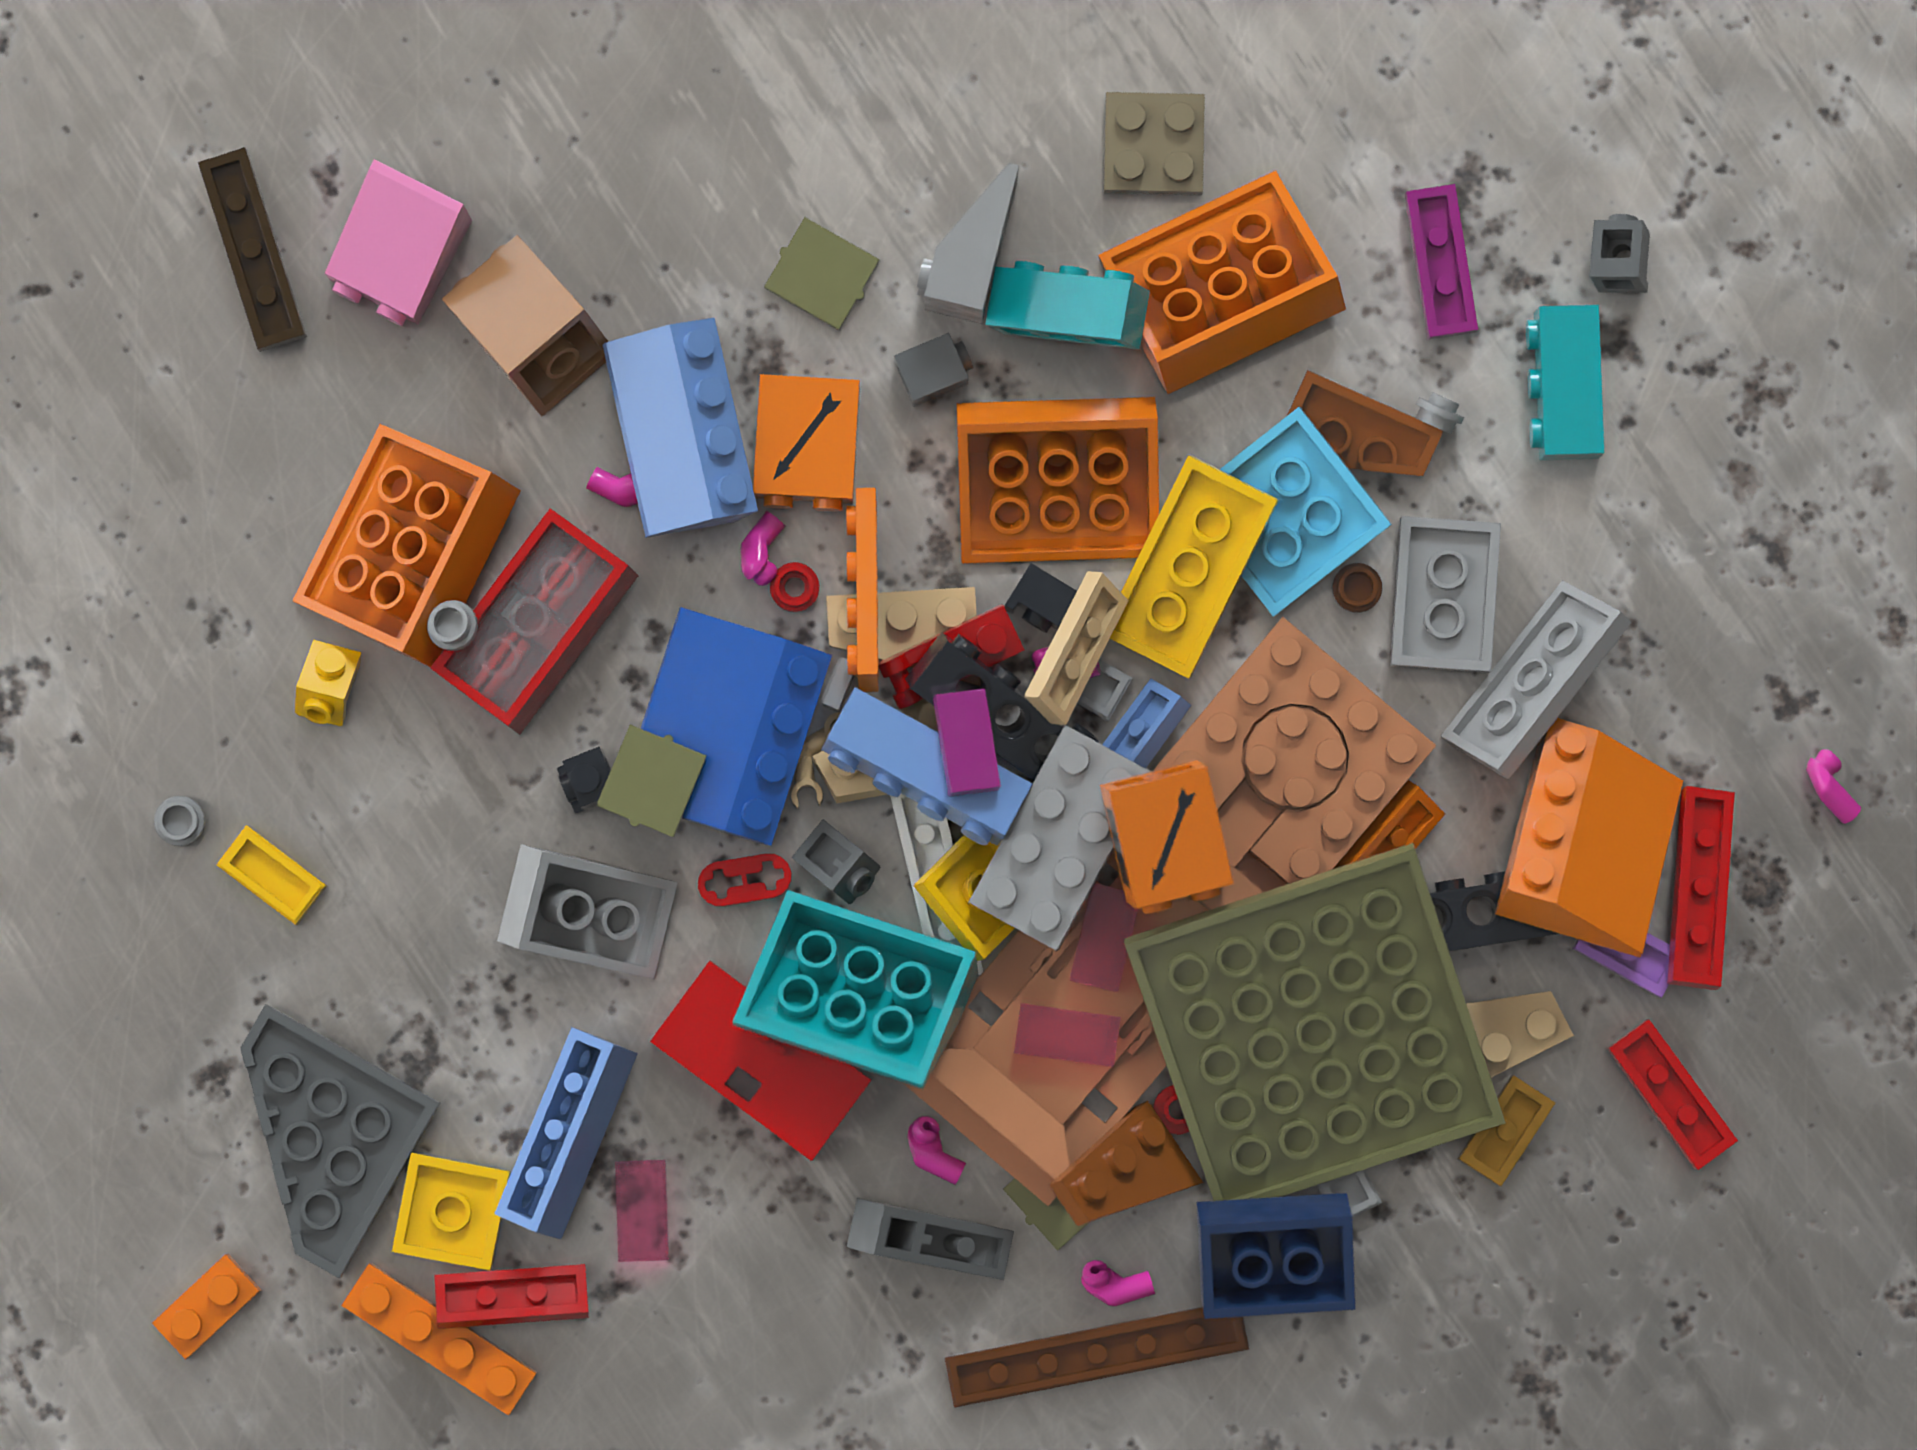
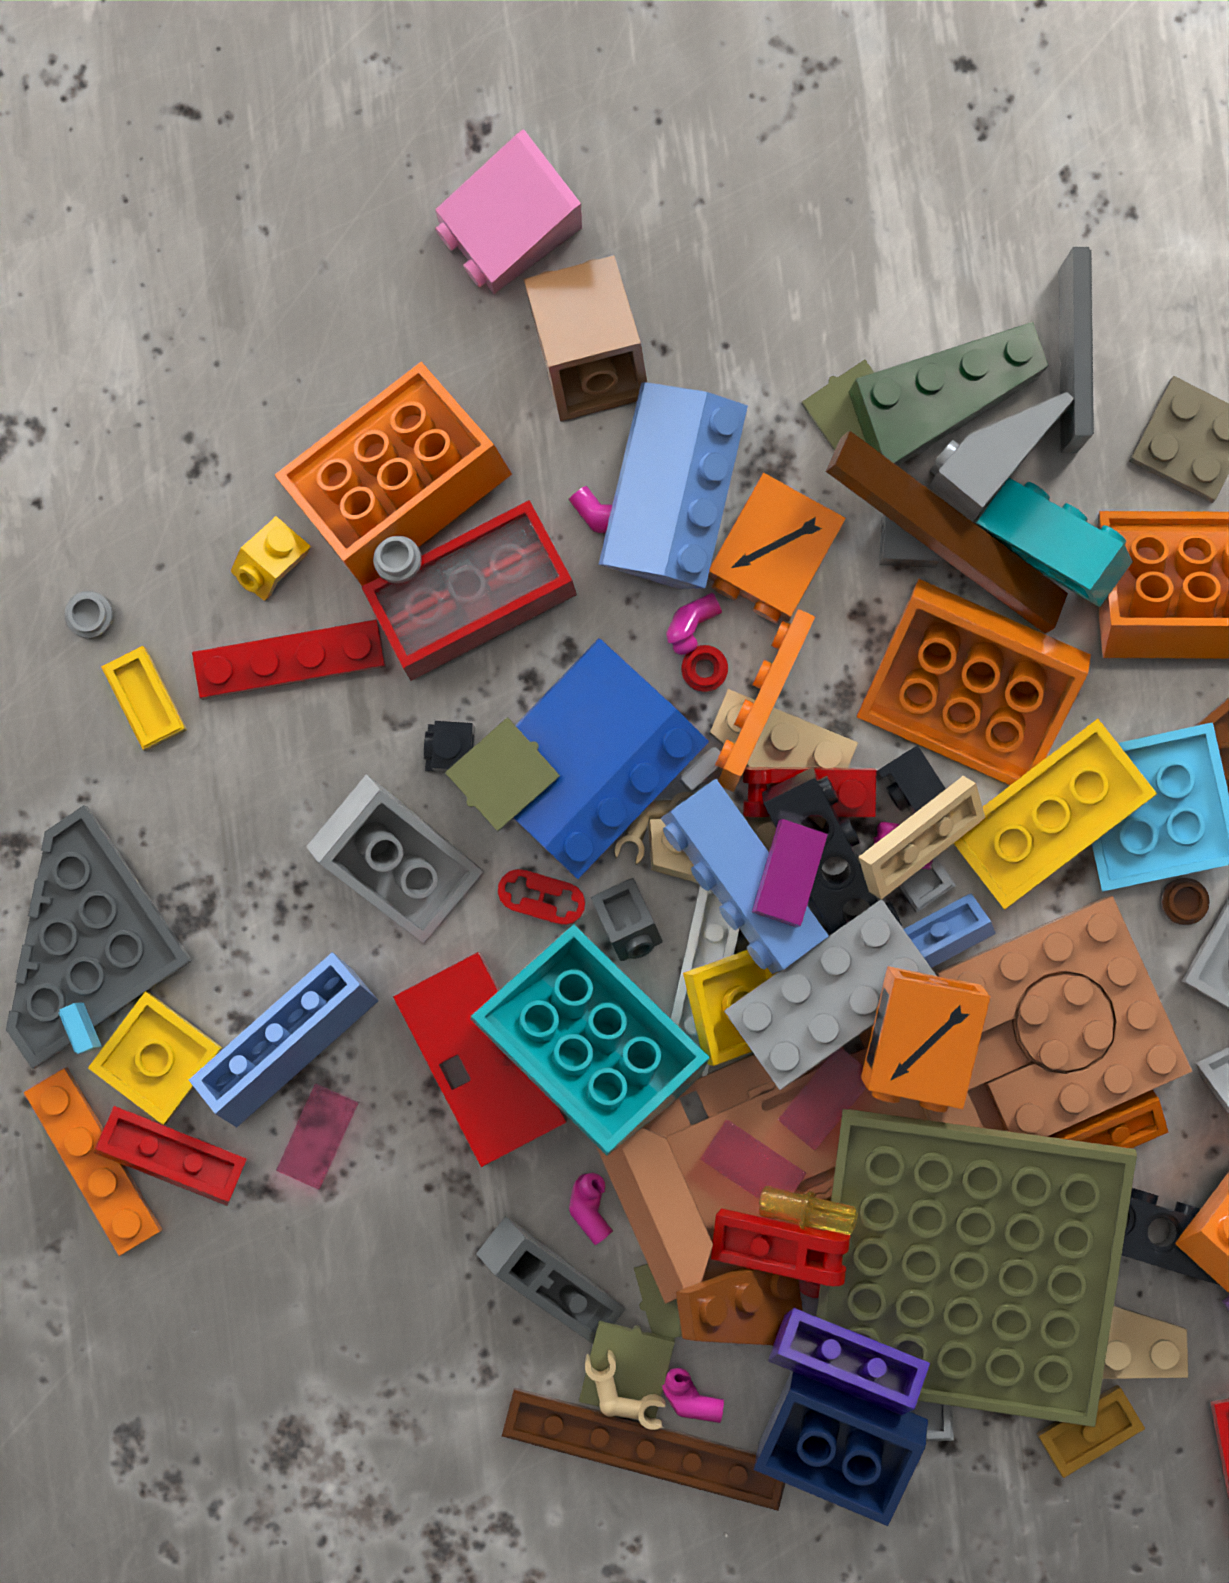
camera: 30 degrees right, 0 degrees up
(252, 249) = (384, 162): dark brown plate -> none
(366, 1216) = (79, 1028): none -> medium azure tile
(392, 770) = (288, 659): none -> red plate
(890, 219) = (937, 394): none -> wedge
(961, 348) = (947, 532): none -> reddish brown tile
(1000, 114) = (1076, 348): none -> dark grey tile
(1042, 1288) = (640, 1363): none -> olive piece
(1046, 1326) = (613, 1405): none -> tan arm
(1127, 1098) = (779, 1247): none -> red plate
(1136, 1050) = (807, 1210): none -> clear yellow axle
(1243, 1173) = (849, 1362): none -> brick

